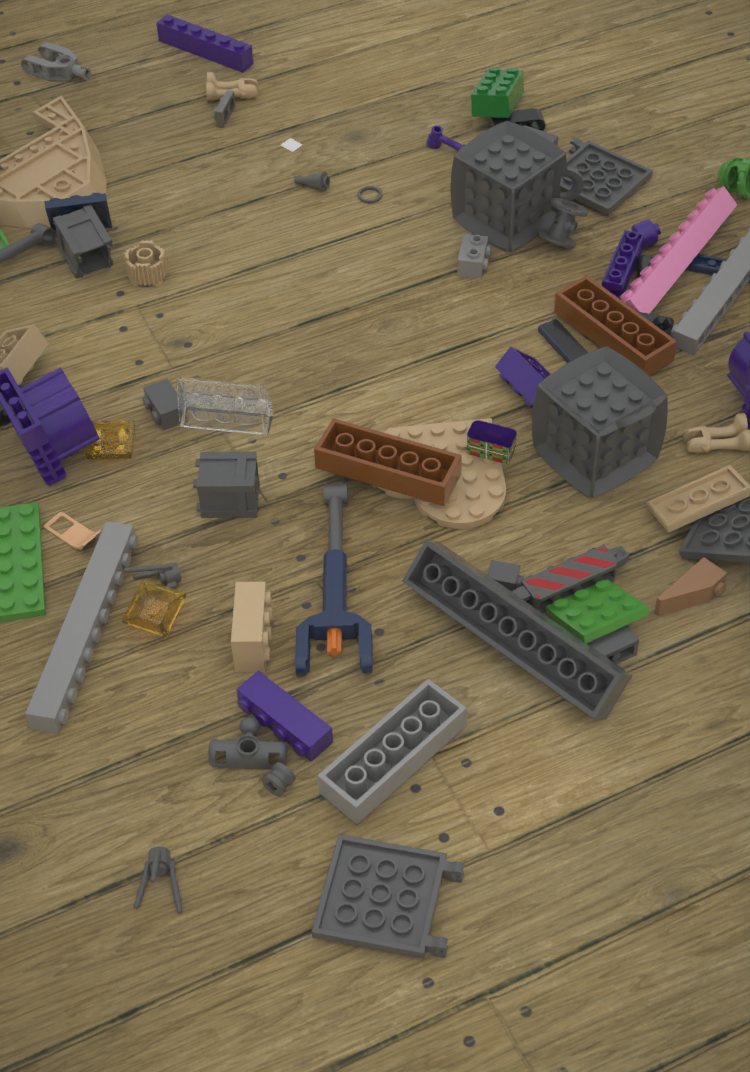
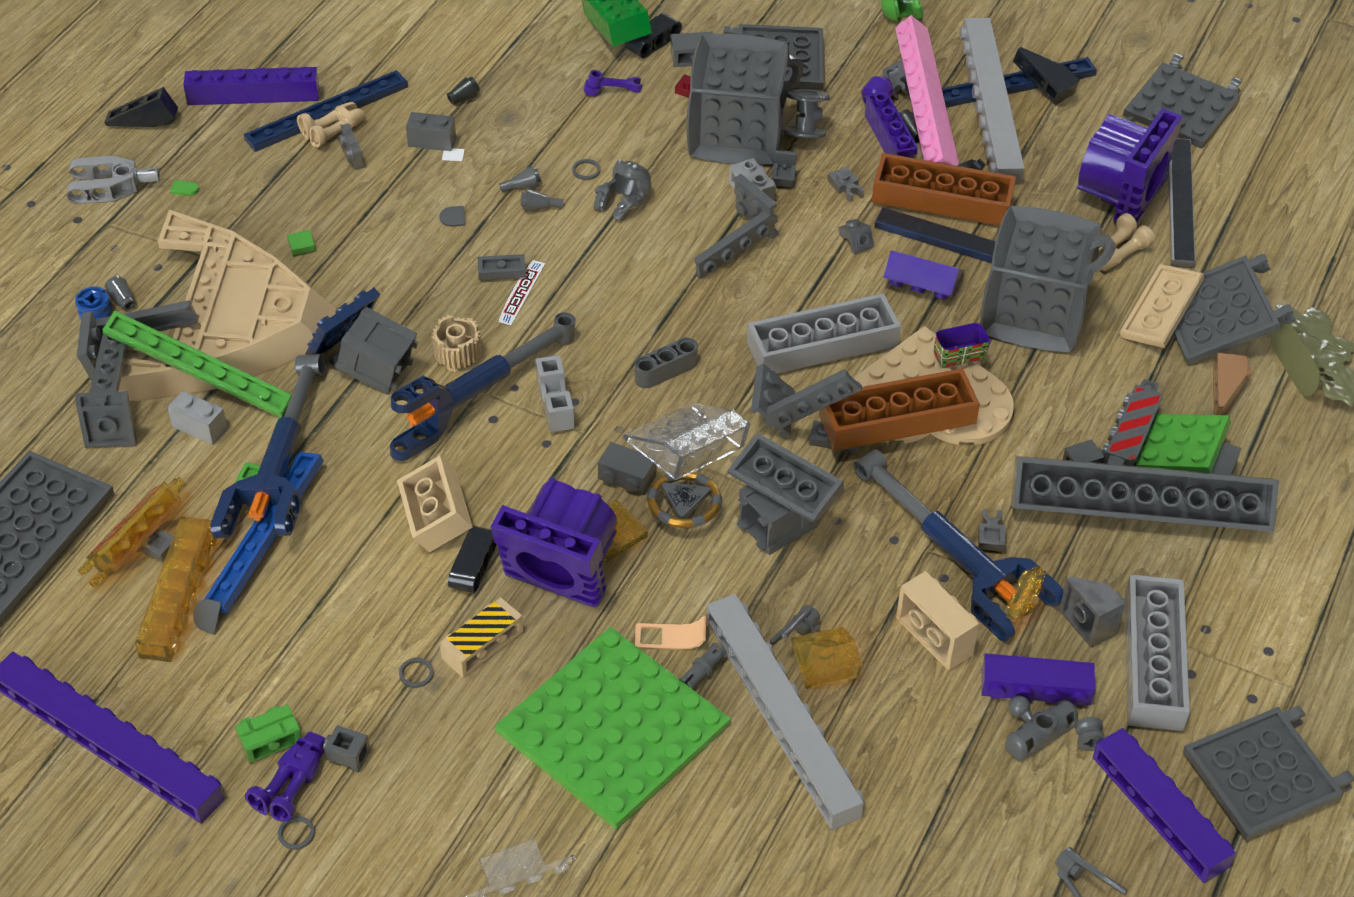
camera: 40 degrees left, 0 degrees up
(65, 564) = (703, 666): none -> dark grey pin
(85, 293) = (432, 409): none -> dark blue piece
(98, 91) = (184, 188): none -> bright green piece
(123, 32) = (145, 111): none -> black slope
(128, 156) = (301, 242): none -> bright green tile
(162, 340) = (555, 398): none -> light grey arch
(175, 445) = (685, 500): none -> piece
(233, 255) = (520, 292): none -> sticker
(235, 231) = (501, 267): none -> dark grey plate
(235, 461) = (787, 478): none -> dark grey slope
(245, 184) = (453, 216): none -> dark grey piece
(272, 348) = (666, 362): none -> dark grey beam
(273, 867) = (1164, 805): none -> dark purple brick
(286, 121) = (431, 131): none -> dark grey brick
(299, 80) = (360, 95): none -> dark blue tile
(305, 196) = (536, 200): none -> dark grey cone
(313, 410) = (783, 406): none -> dark grey bracket
(330, 646) = (1021, 602): none -> clear yellow wing
(341, 104) = (463, 90): none -> pearl dark grey cone
(373, 593) = (990, 532): none -> flat silver plate
(375, 689) = (1092, 609): none -> flat silver slope
(383, 211) = (627, 179): none -> dark grey hair
(401, 384) = (824, 334): none -> light grey brick
(419, 287) = (758, 209): none -> dark grey bracket
(509, 257) = (784, 168): none -> dark grey bracket
(513, 329) = (858, 234): none -> dark grey bracket
(548, 287) = (845, 181): none -> flat silver plate
(669, 229) = (897, 76): none -> flat silver plate

